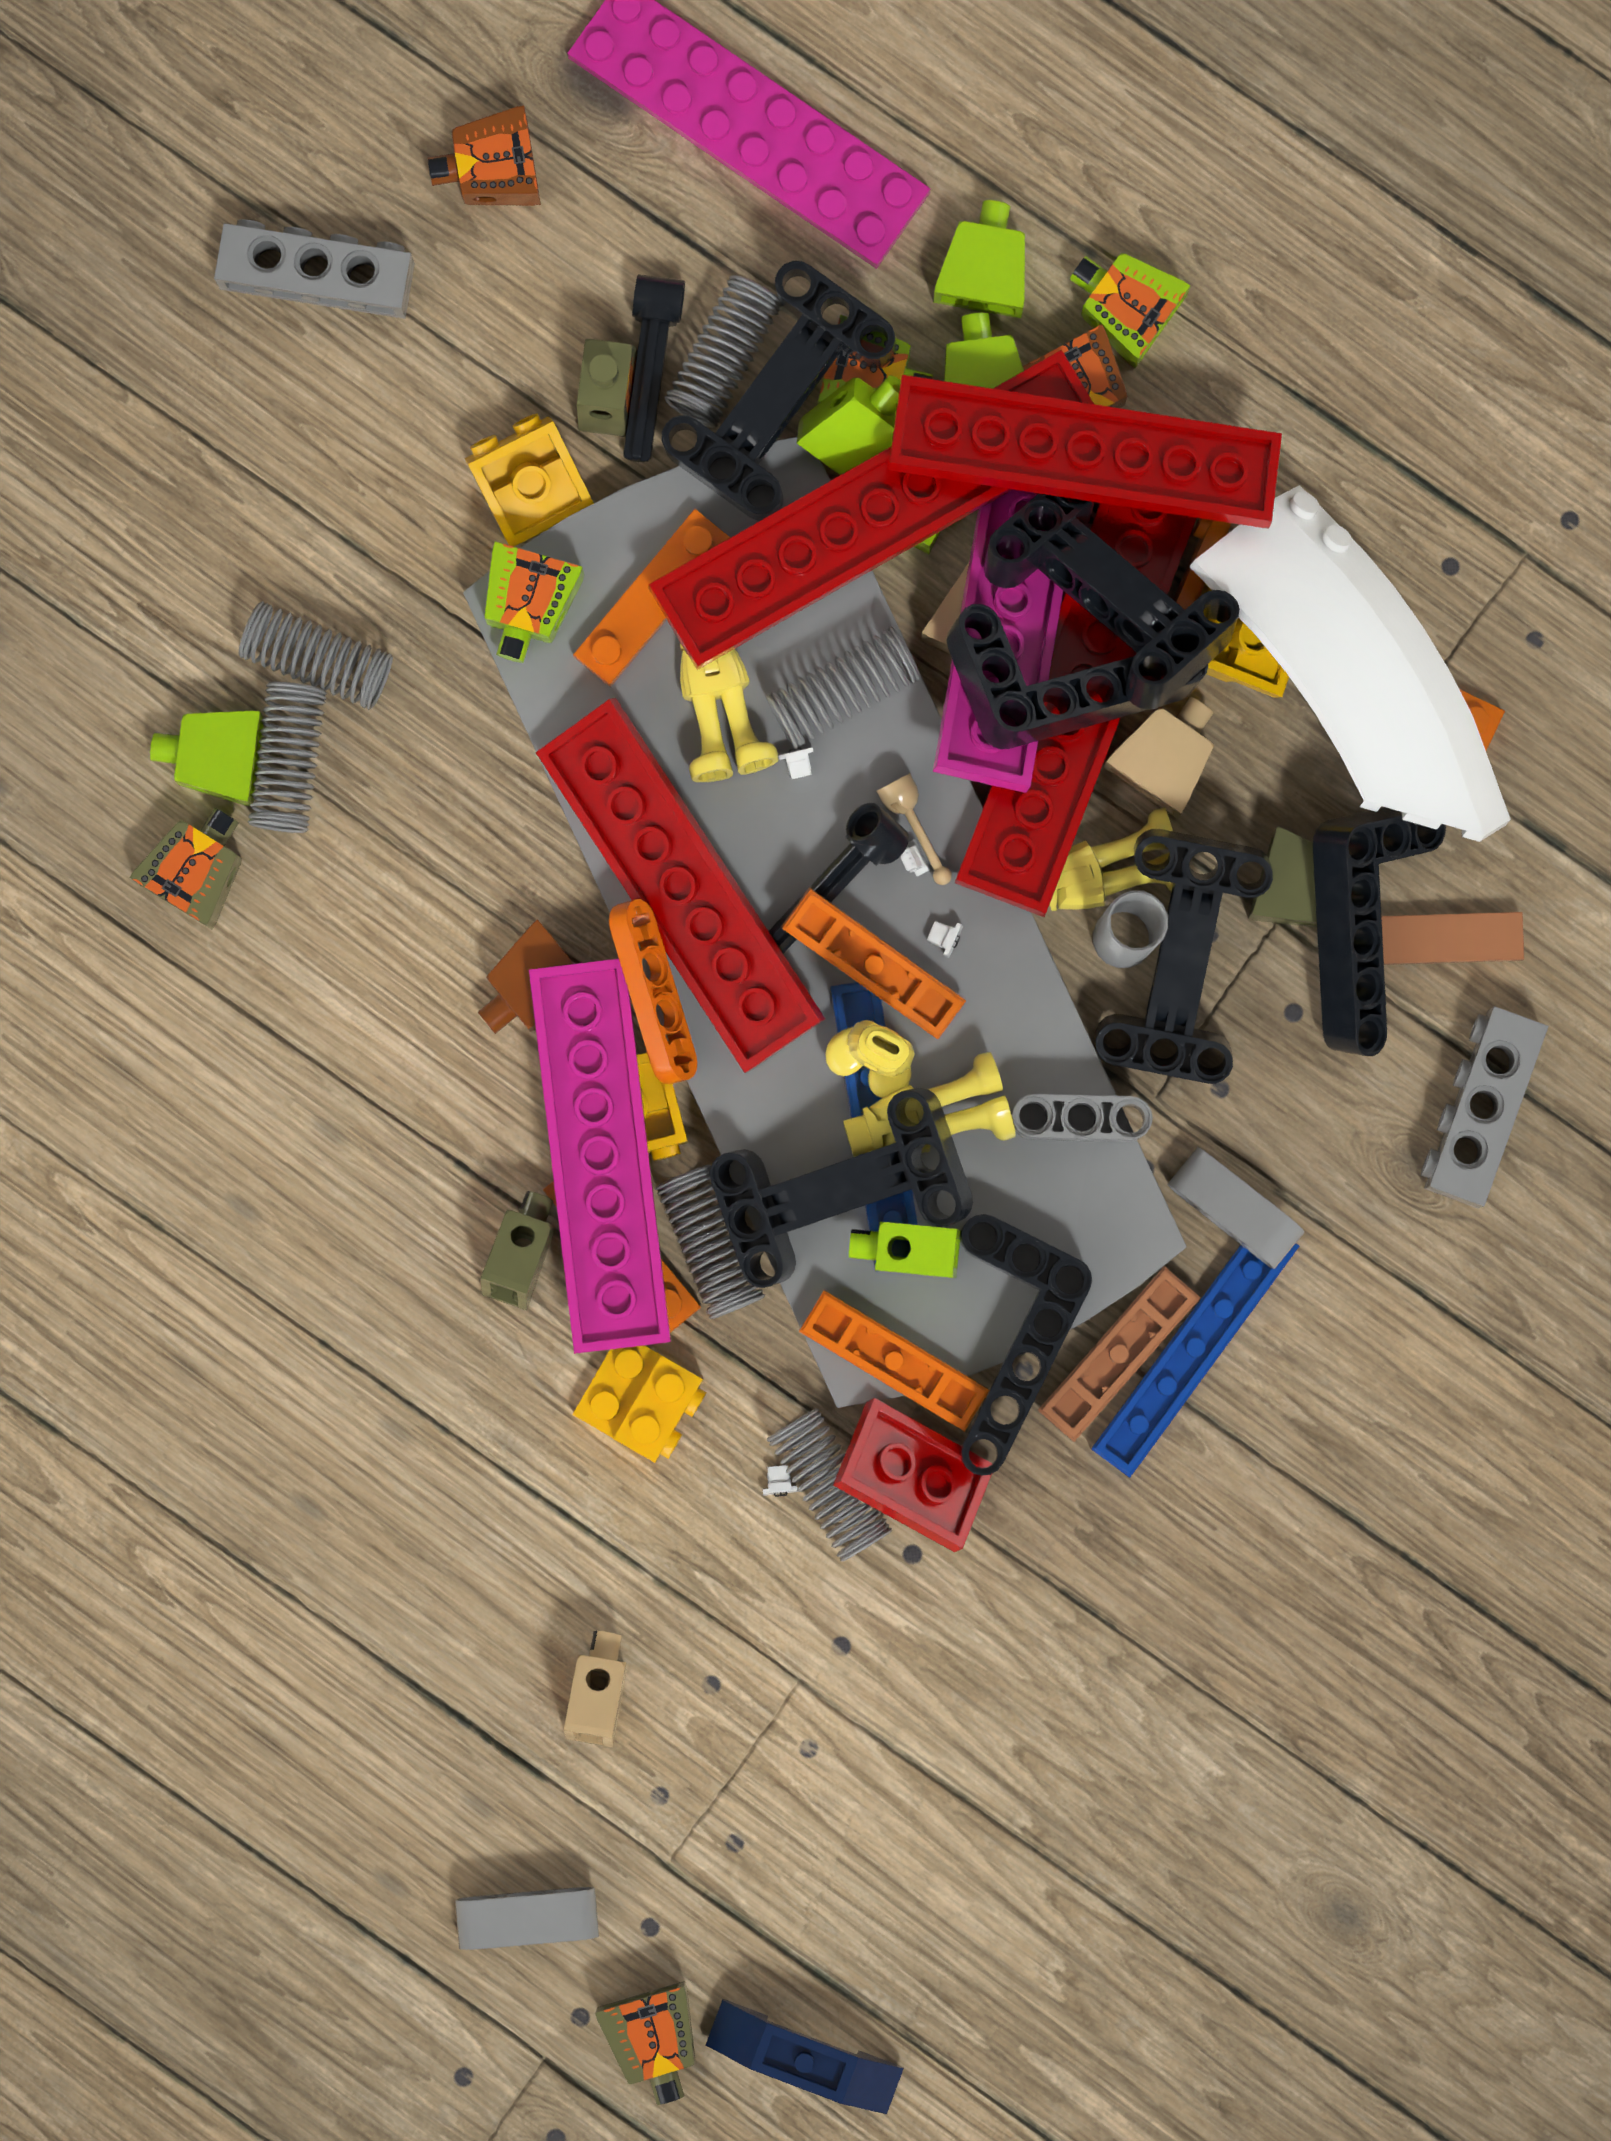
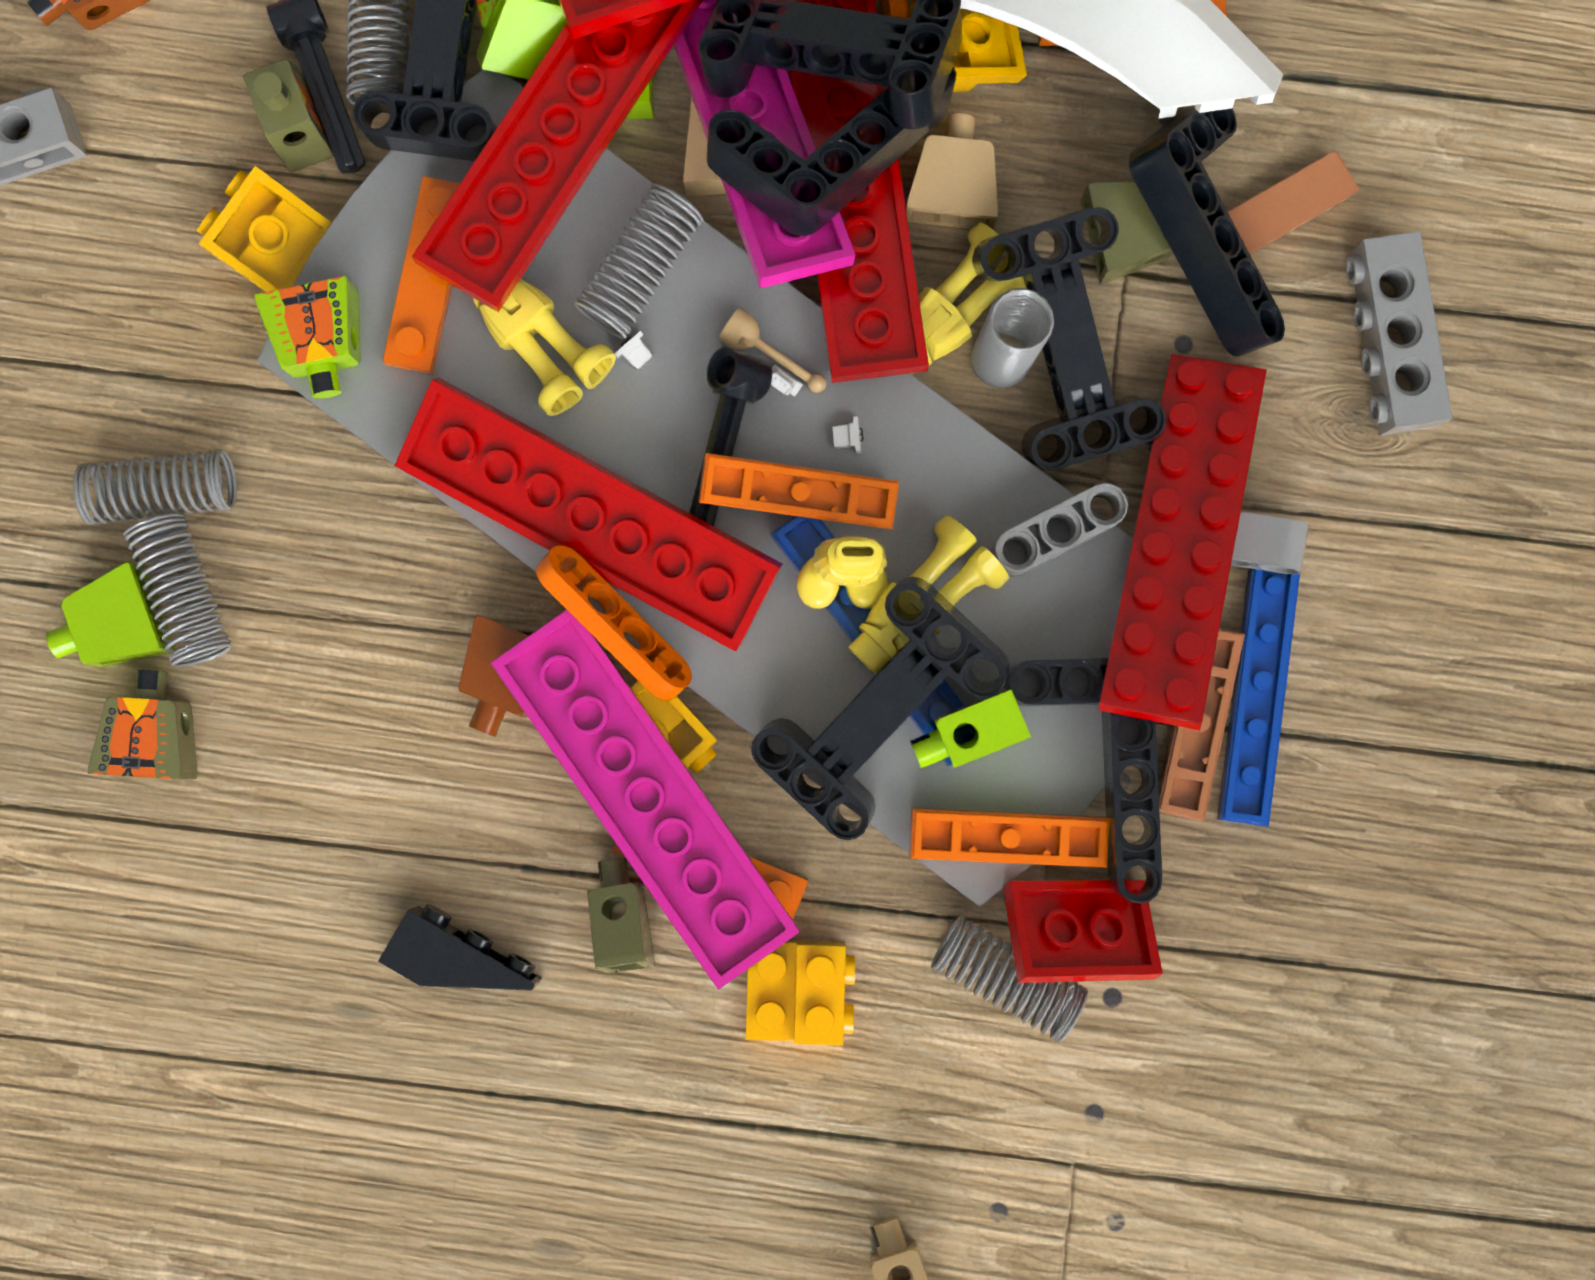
camera: 30 degrees left, 0 degrees up
(345, 1197) = (441, 955): none -> black slope
(732, 1300) = (736, 777): light grey piece -> none
(779, 1482) = (961, 998): white piece -> none
(1186, 1183) = (1183, 543): none -> red plate

